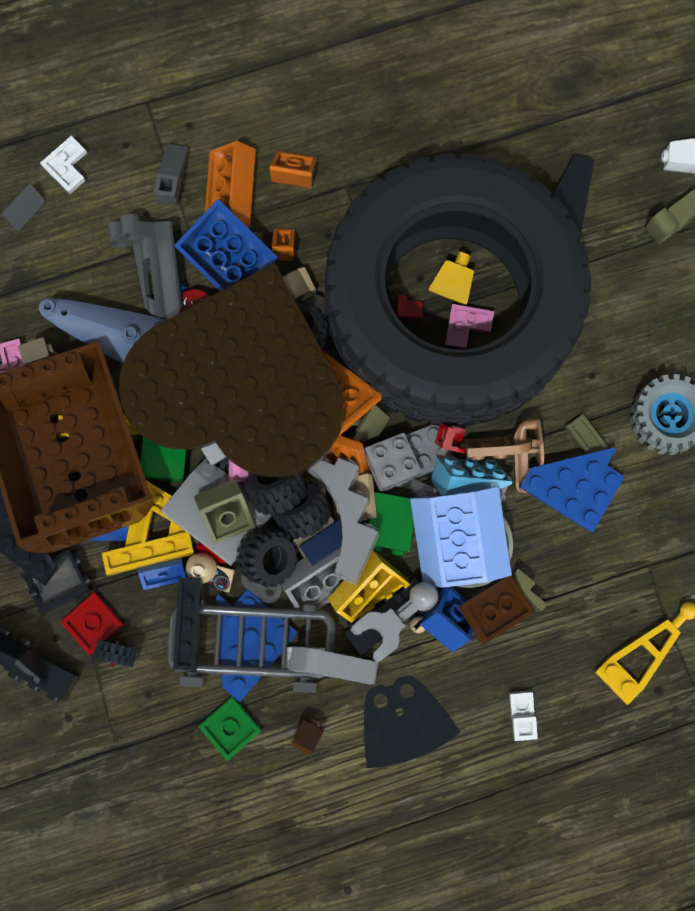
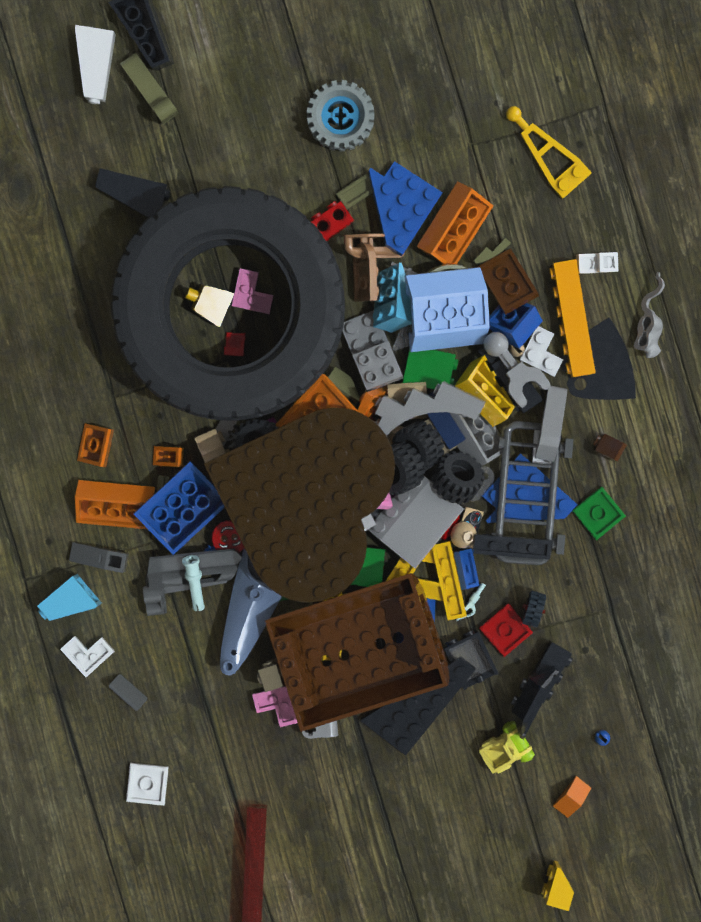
camera: 80 degrees left, 10 degrees up
(126, 140) = (69, 599): none -> medium azure slope
(126, 583) = (473, 599): none -> light aqua hand
(150, 268) = (194, 575): none -> light aqua pin
(224, 511) = (419, 513): olive slope -> none
(414, 647) = (536, 353): none -> white plate
(450, 437) = (357, 314): red panel -> none
(453, 781) = (650, 325): none -> light grey animal
(457, 689) = (573, 318): none -> light orange brick
(547, 412) = (335, 226): none -> red brick
(557, 548) = (455, 225): none -> orange slope

